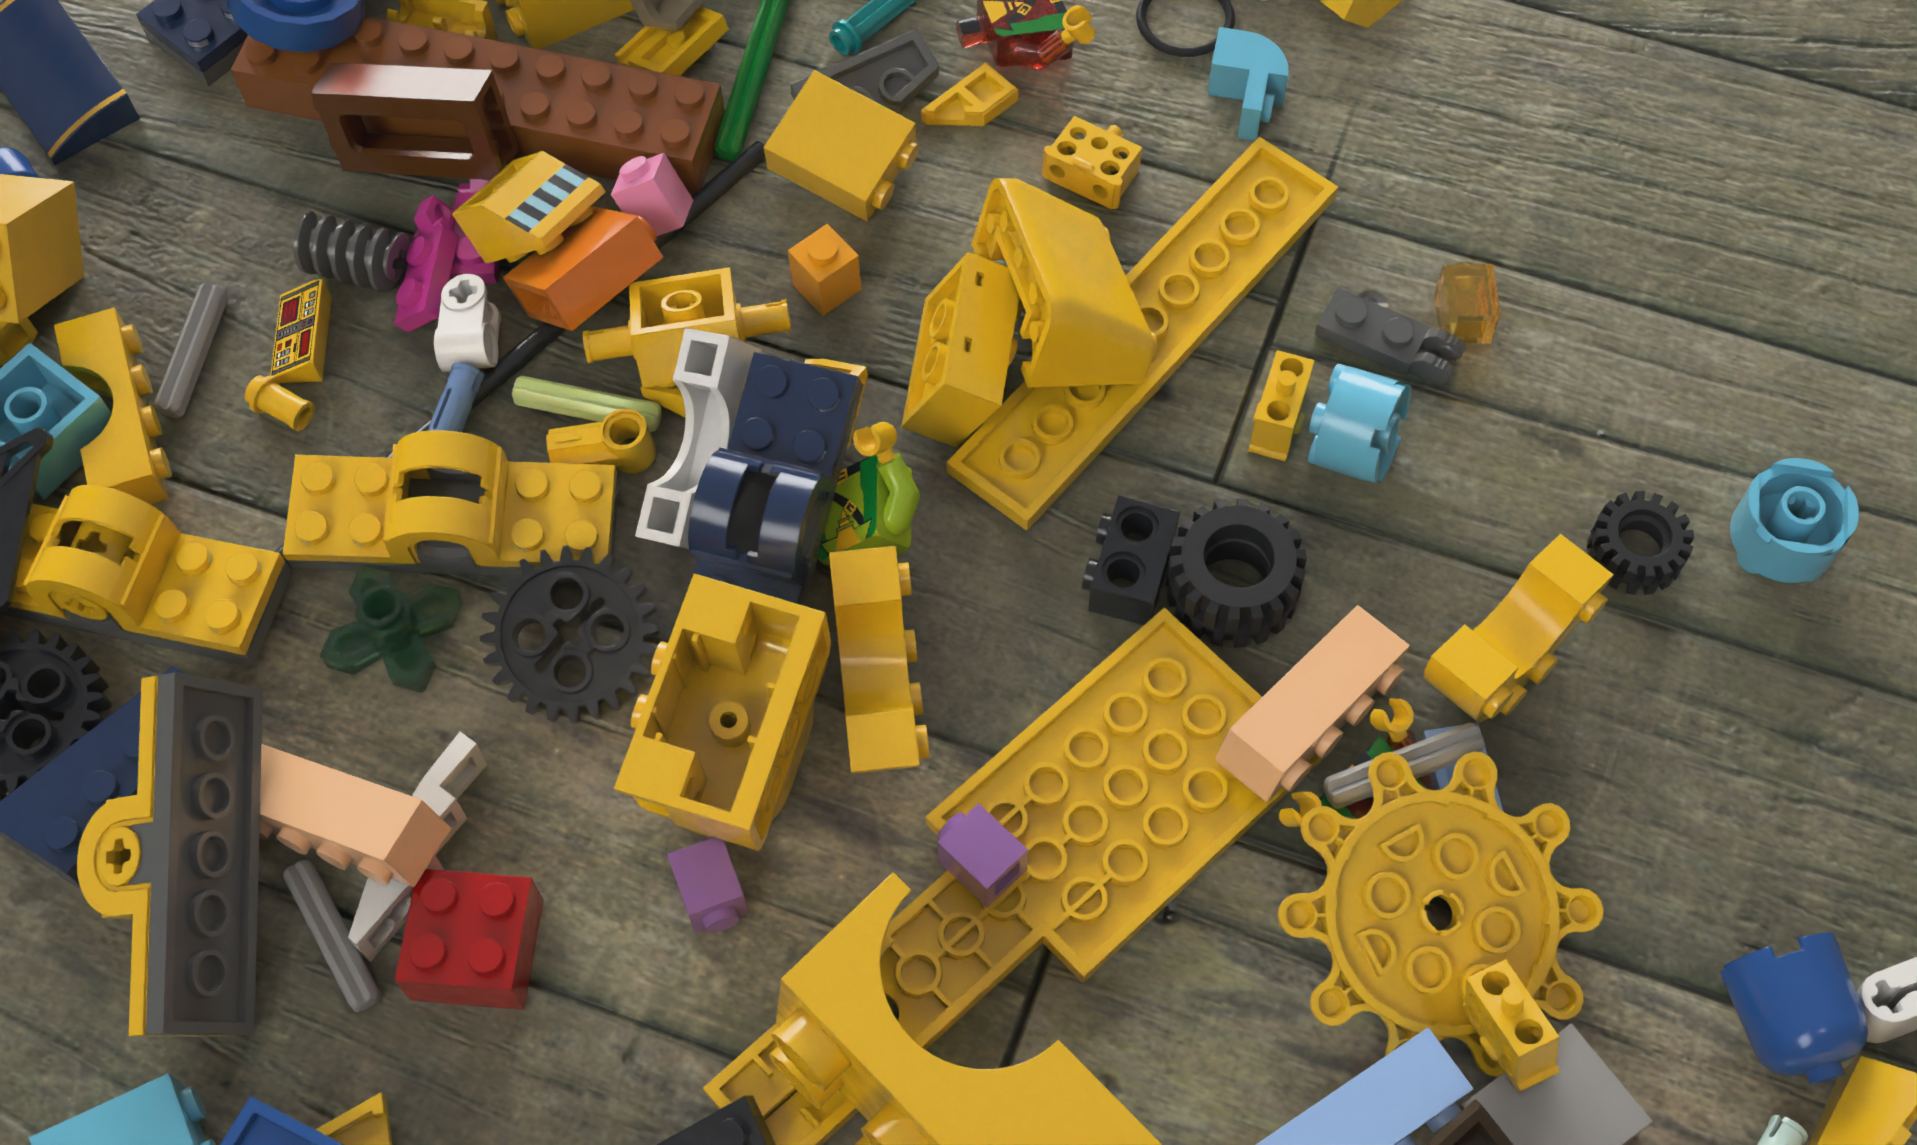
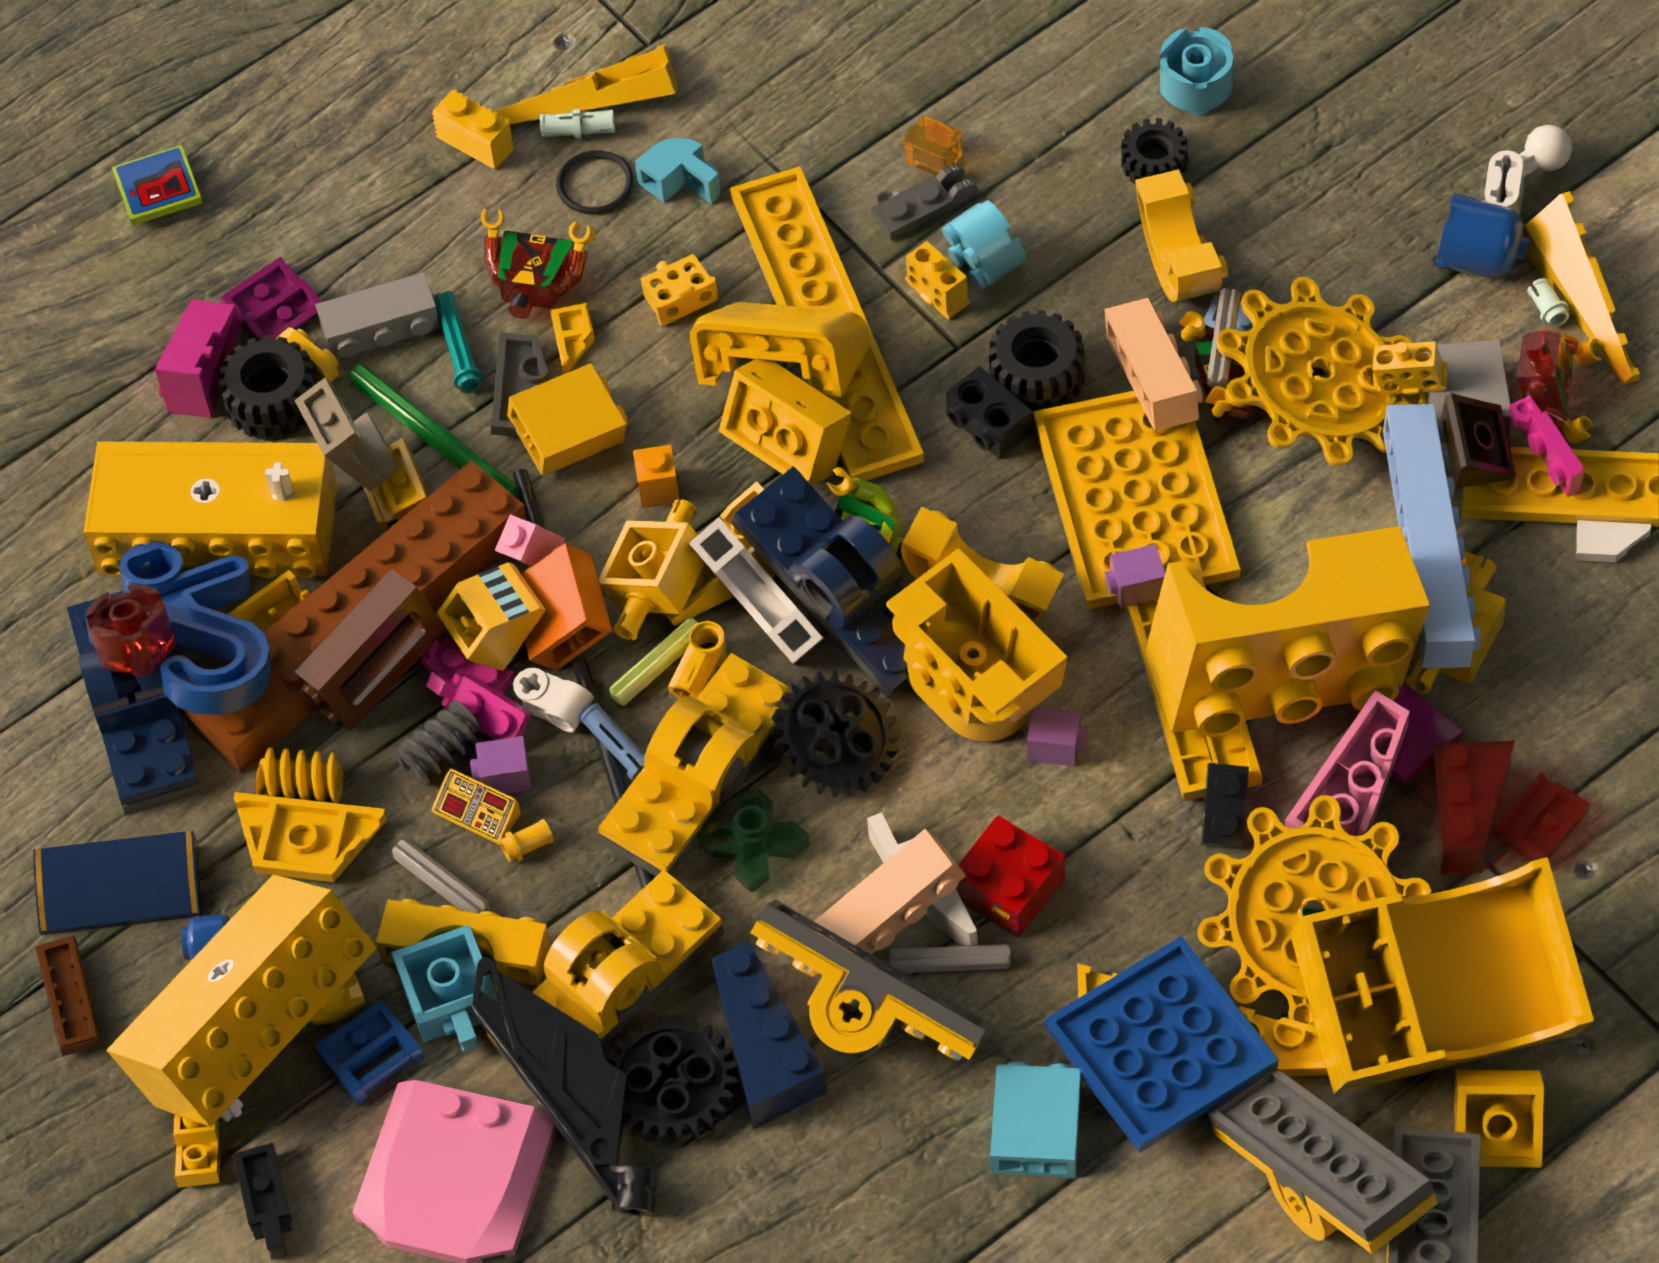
camera: 55 degrees left, 5 degrees down
(182, 197) = (305, 835): none -> yellow wing
(249, 152) = (300, 776): none -> yellow piece
(359, 328) = (502, 765): none -> medium lavender brick

